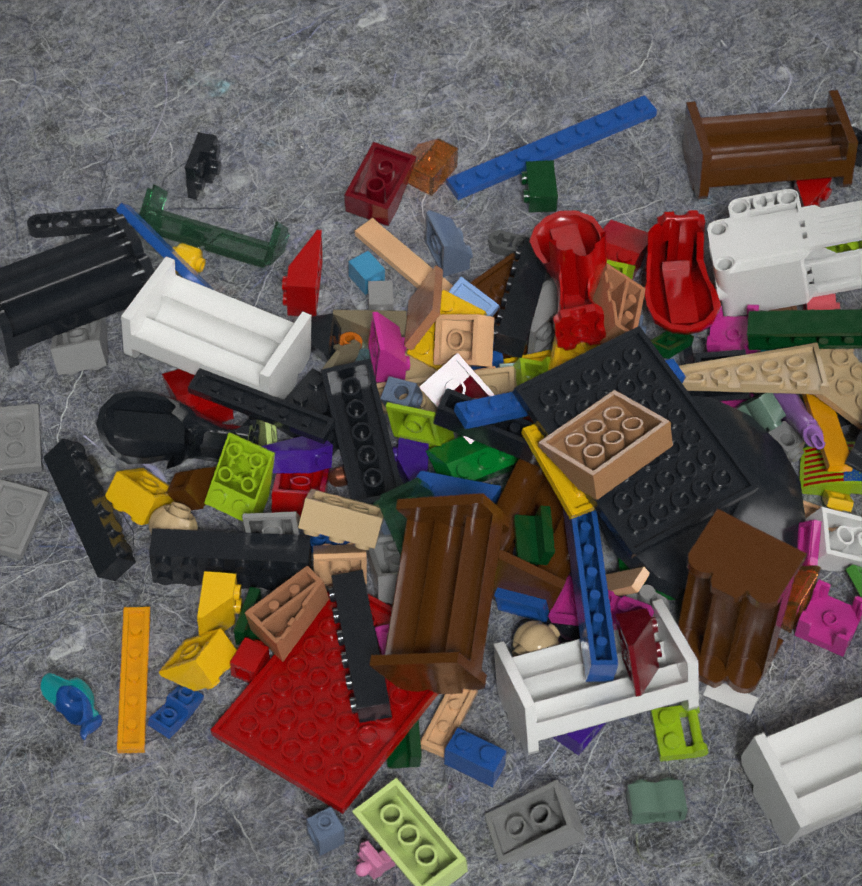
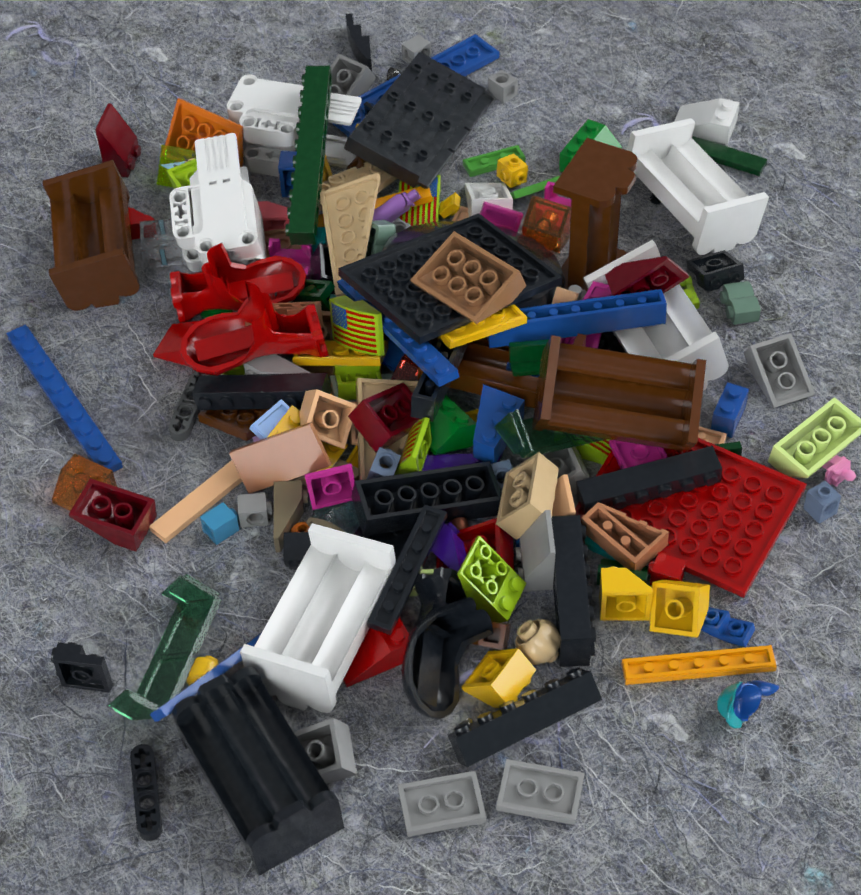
camera: 90 degrees left, 5 degrees down
(303, 279) = (232, 561): red slope -> none
(446, 244) = (190, 463): sand blue slope -> none
(540, 186) = (115, 400): dark green brick -> none
(714, 780) = (716, 270): none -> black plate

